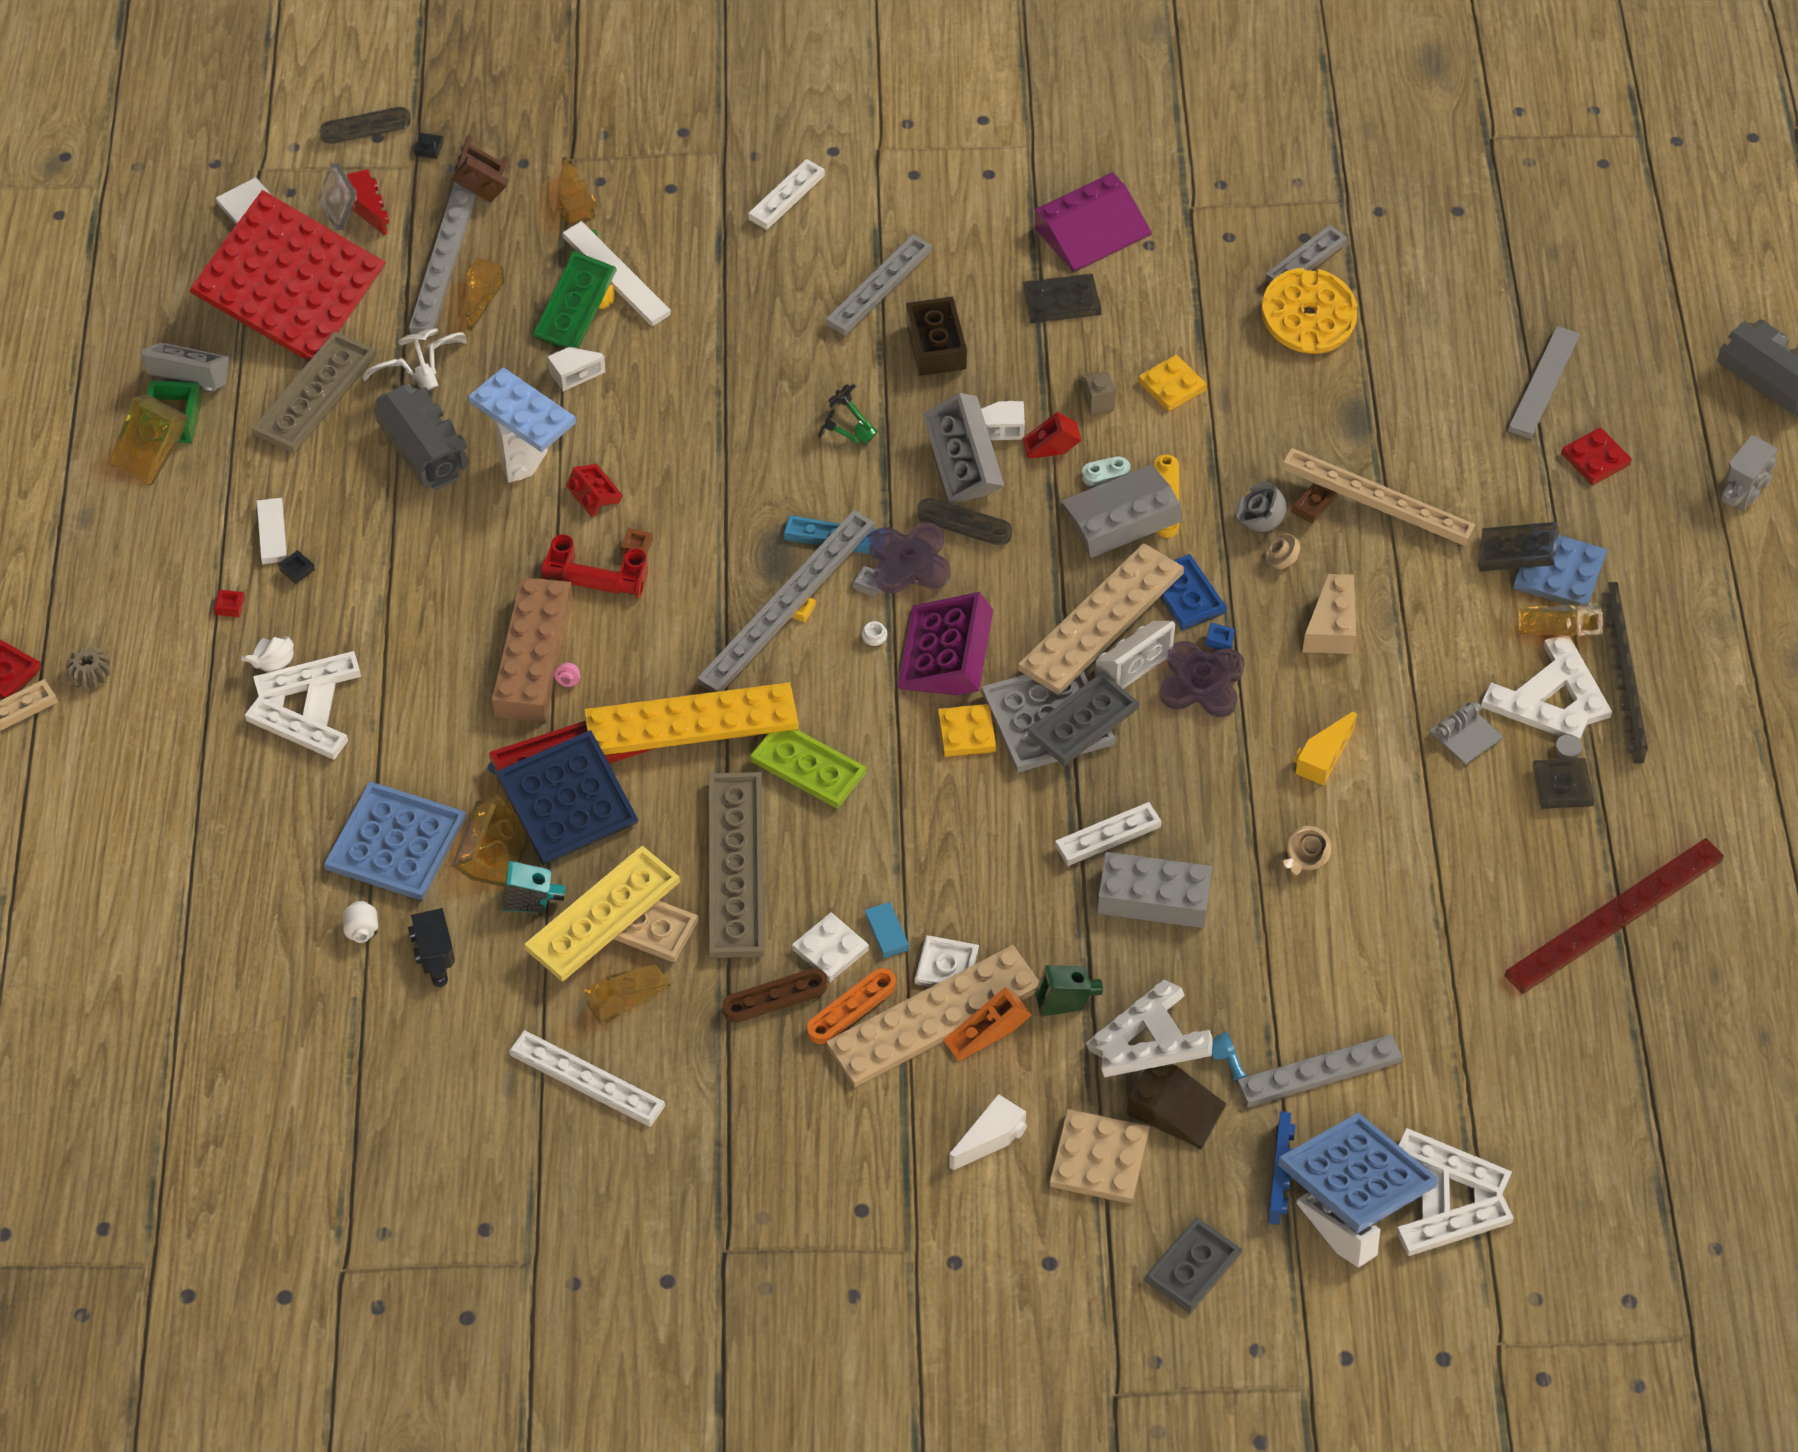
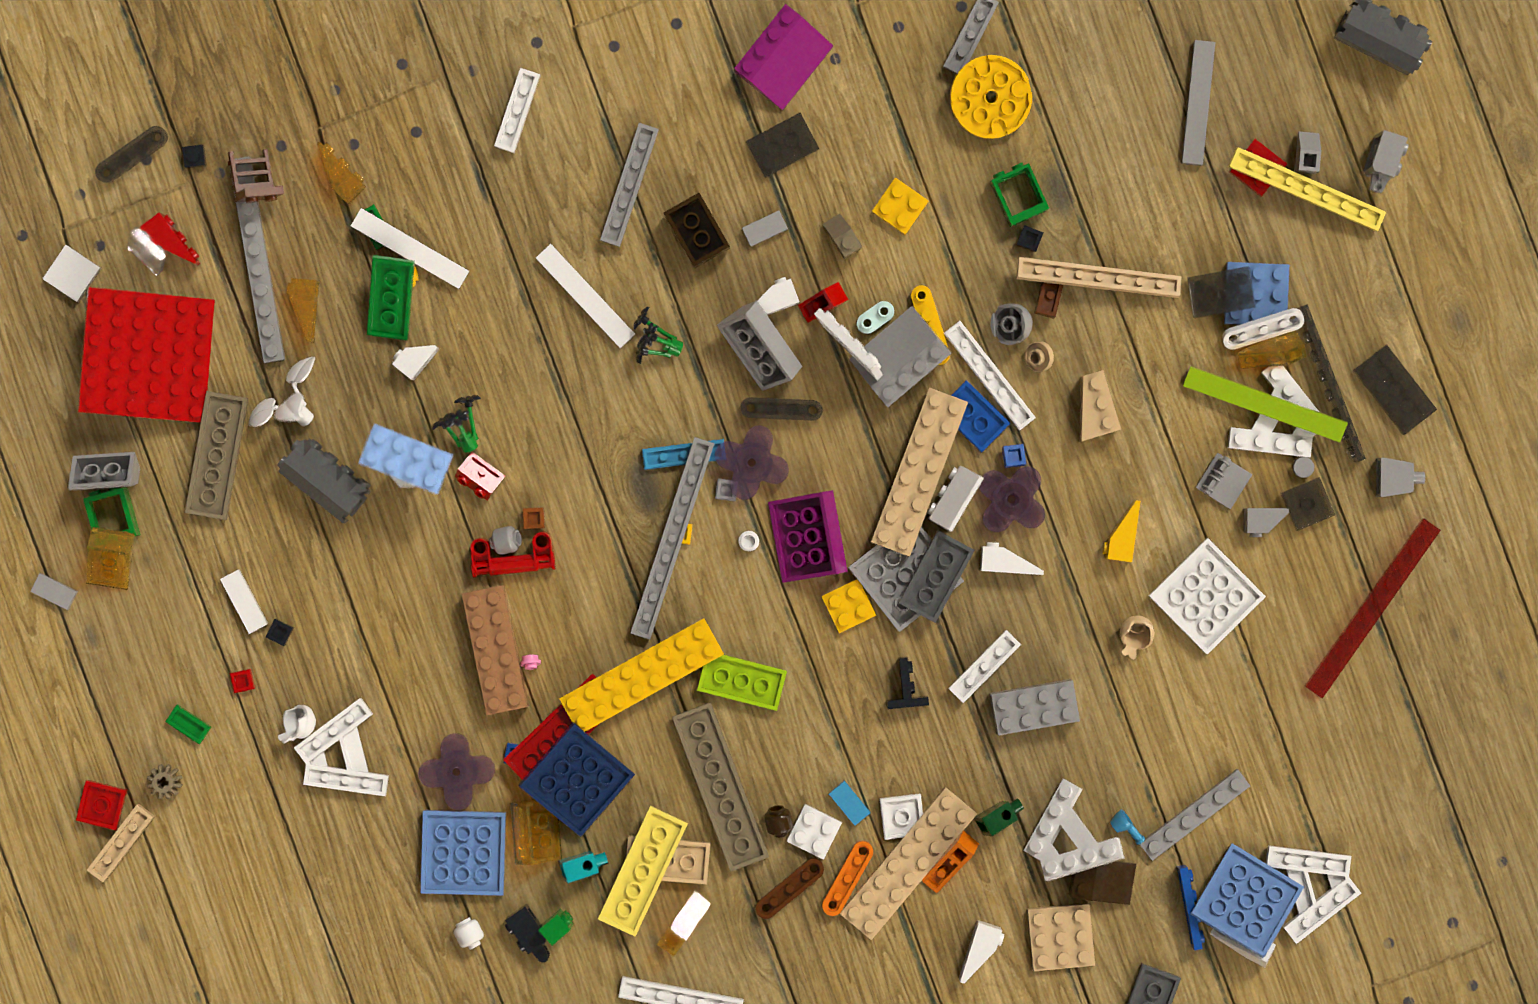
camera: 15 degrees left, 35 degrees up
(69, 463) = (54, 591): none -> light grey tile
(146, 626) = (188, 724): none -> green tile
(429, 754) = (473, 770): none -> plant
(471, 939) = (556, 926): none -> green brick
(595, 551) = (505, 540): none -> light grey head
(596, 452) = (466, 440): none -> plant
(788, 367) = (585, 296): none -> white tile
(791, 917) = (778, 821): none -> dark brown head
(1003, 839) = (908, 689): none -> black bracket
(1012, 362) = (764, 228): none -> light grey tile
(1066, 467) = (852, 345): none -> white plate
(1172, 735) = (1002, 560): none -> white slope
(1219, 560) = (989, 375): none -> white tile
(1311, 444) = (1030, 238): none -> black plate
(1313, 421) = (1029, 213): none -> green window
(1409, 840) = (1207, 596): none -> white plate
(1504, 780) = (1262, 519): none -> light grey slope
(1540, 666) = (1265, 404): none -> lime tile
(1558, 592) = (1263, 328): none -> white plate
(1648, 481) = (1306, 189): none -> light yellow plate
(1656, 455) = (1308, 153): none -> light grey slope
(1682, 785) = (1396, 477): none -> light grey torso
(1703, 703) = (1394, 389): none -> clear smoke plate

